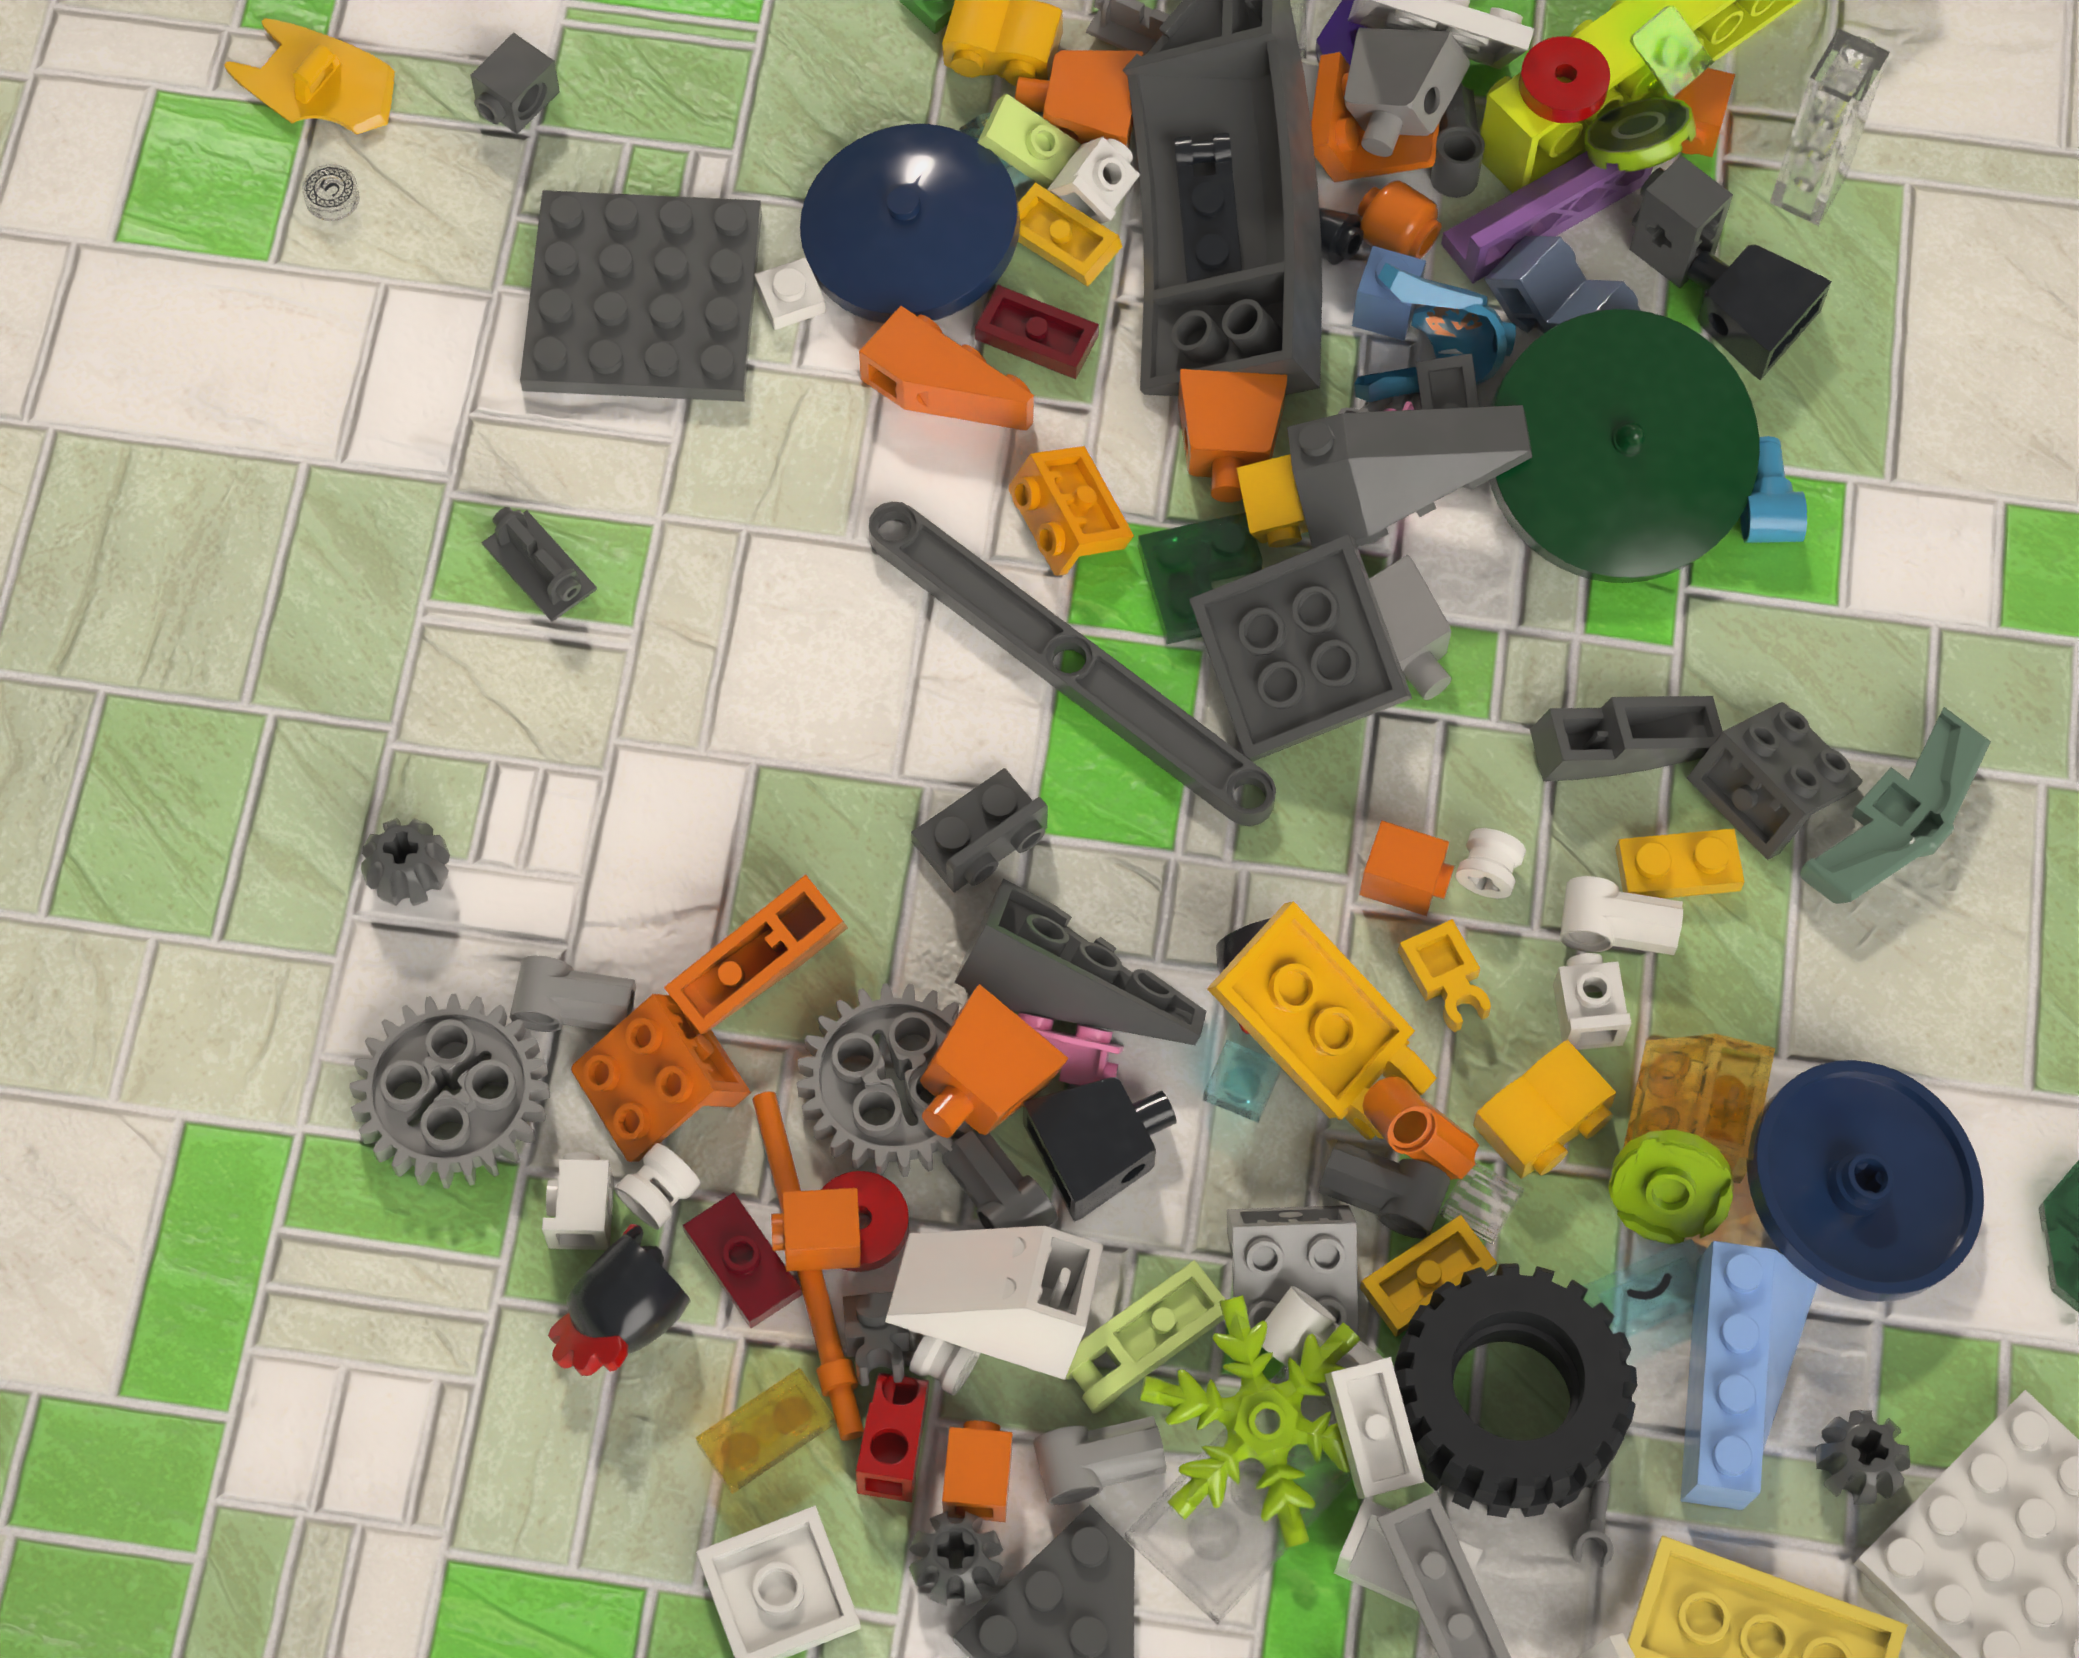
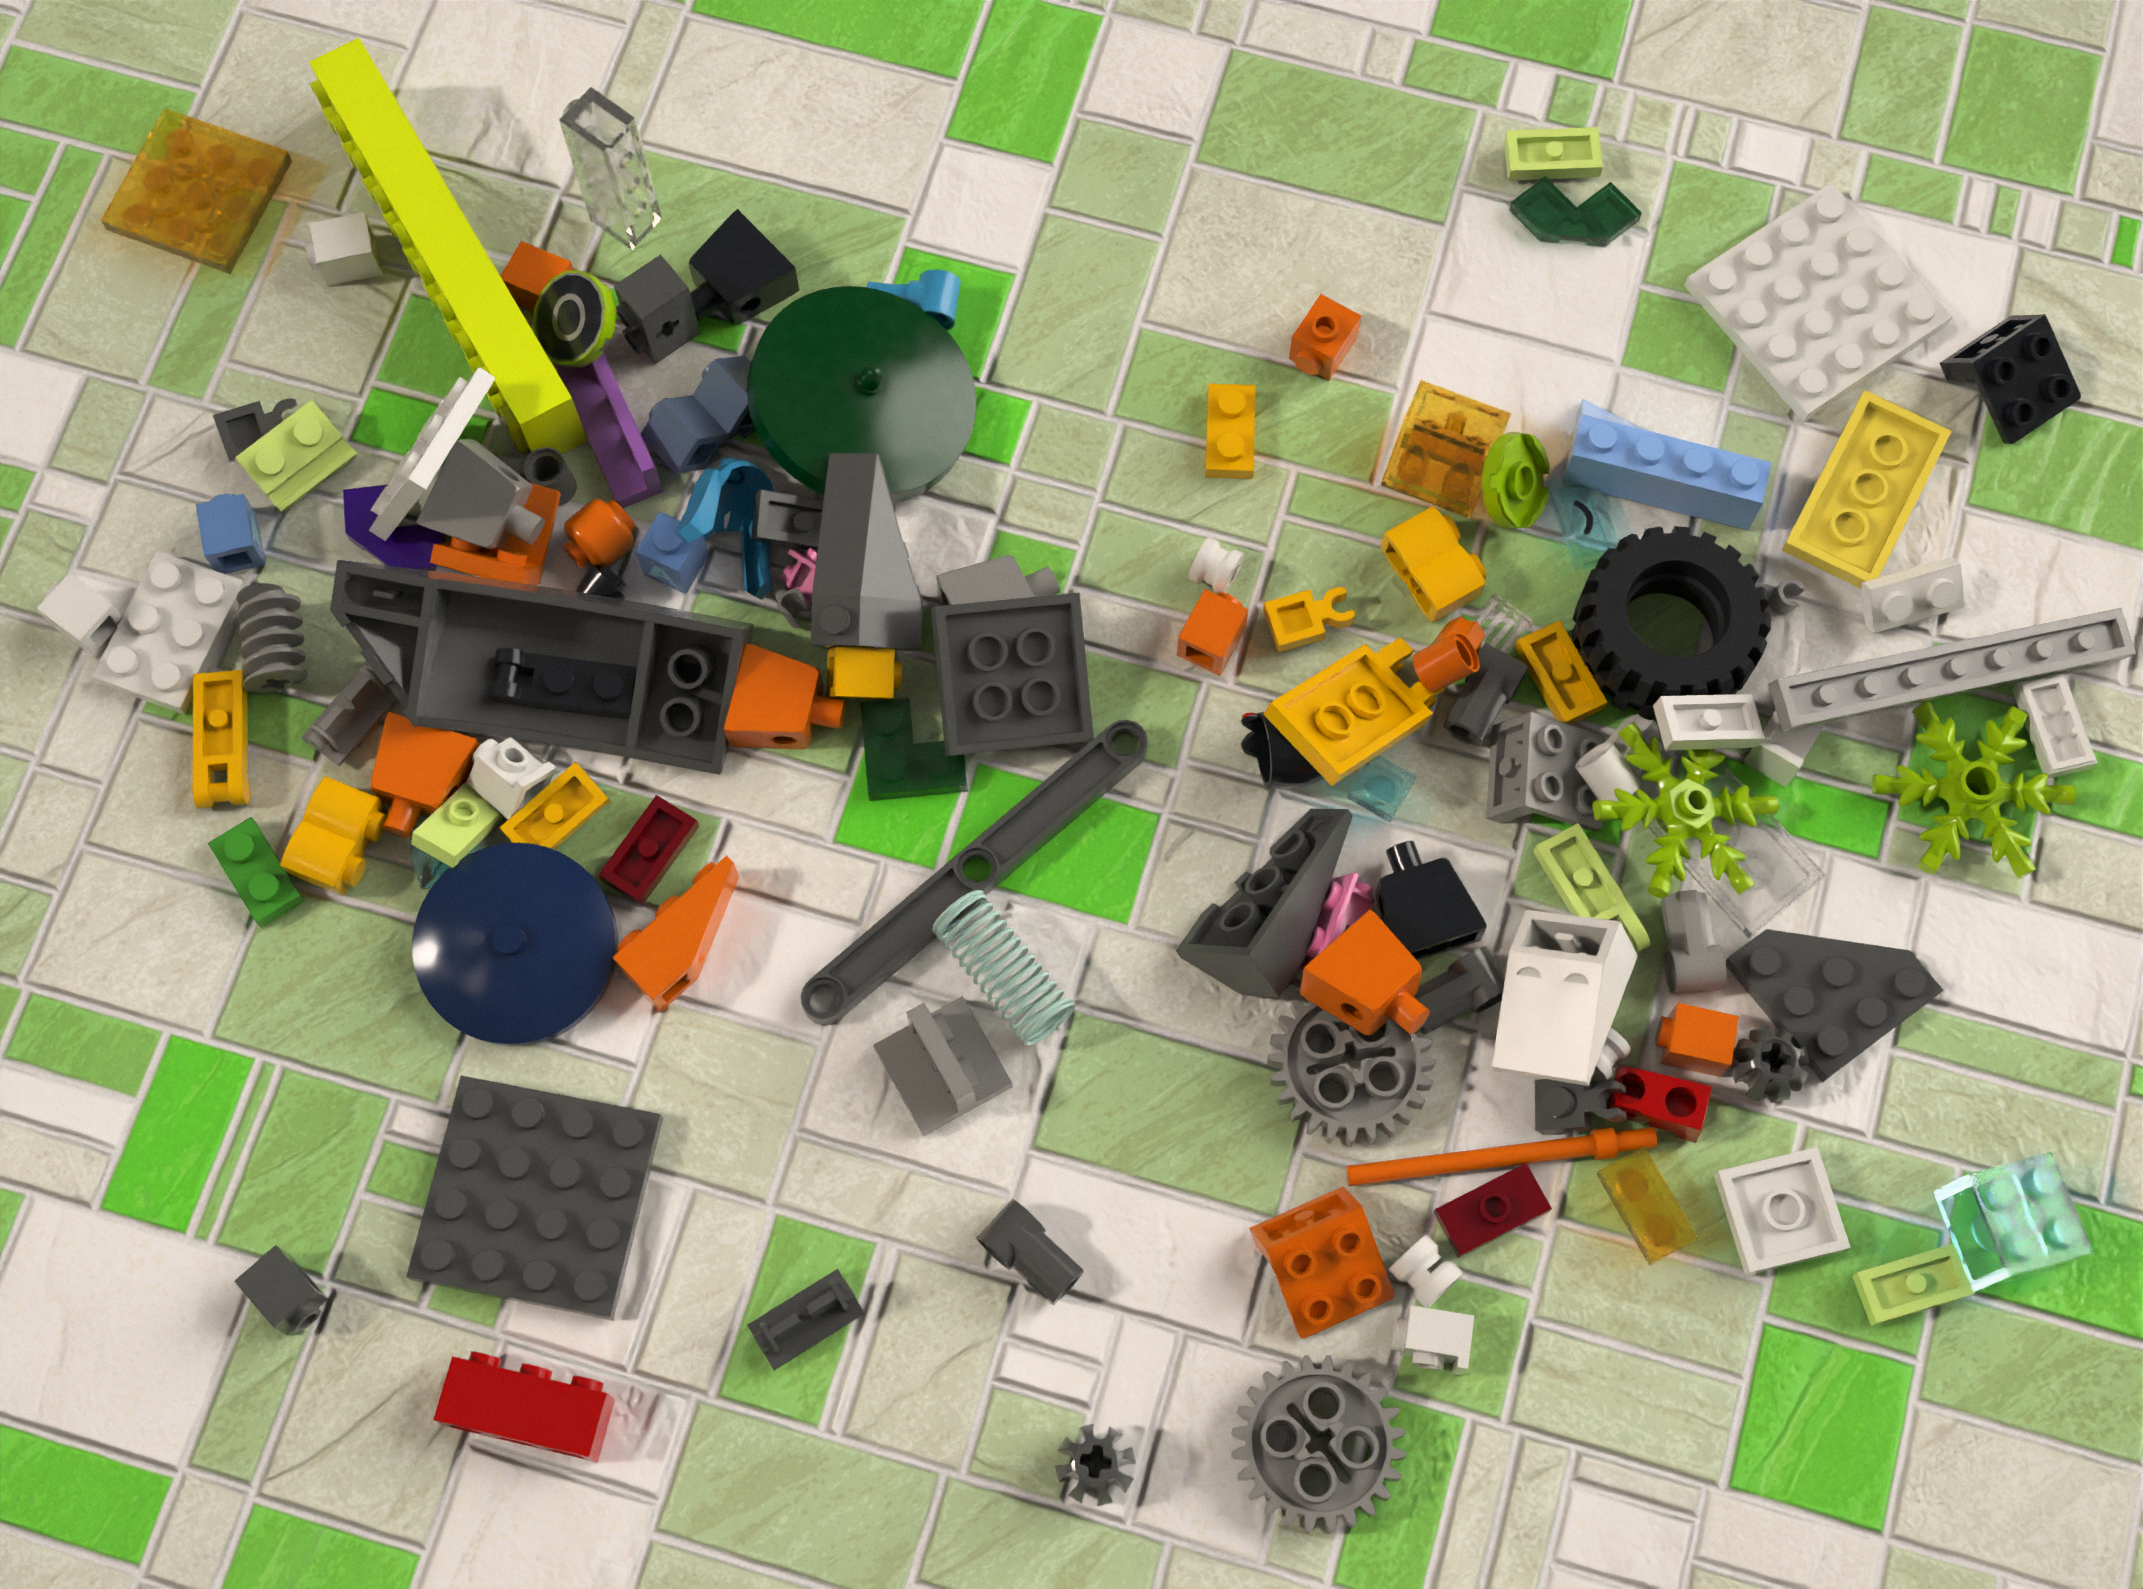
camera: 80 degrees left, 5 degrees up
(319, 79) = (223, 1488): yellow shield -> none
(331, 192) = (360, 1484): clear tile -> none
(417, 318) = (525, 1406): none -> red brick
(556, 995) = (1239, 1339): light grey piece -> none
(617, 1307) = (1540, 1316): black piece -> none
(641, 757) = (1020, 1243): none -> dark grey piece
(756, 955) = (1229, 1158): orange slope -> none
(790, 293) = (561, 1062): white plate -> none
(818, 1229) = (1489, 1135): orange brick -> none
(838, 657) = (942, 1064): none -> light grey bracket
(888, 1214) = (1483, 1093): red piece -> none
(981, 830) = (1127, 963): dark grey bracket -> none
(999, 653) = (1040, 1023): none -> light aqua piece
(1068, 507) = (832, 848): light orange bracket -> none
(1561, 100) = (522, 339): red piece -> none
(1586, 1020) = (1346, 528): white brick -> none
(1604, 917) = (1274, 489): white piece -> none
(1624, 736) = (1117, 447): dark grey slope -> none
(1670, 52) = (512, 274): clear neon green bracket -> none
(1772, 776) = (1171, 345): dark grey bracket -> none
(1824, 950) = (1324, 337): none -> orange brick
(1841, 1457) = (1735, 393): dark grey piece -> none
(1866, 1181) = (1523, 344): dark blue dish -> none
(1902, 815) = (1214, 259): sand green plate -> none

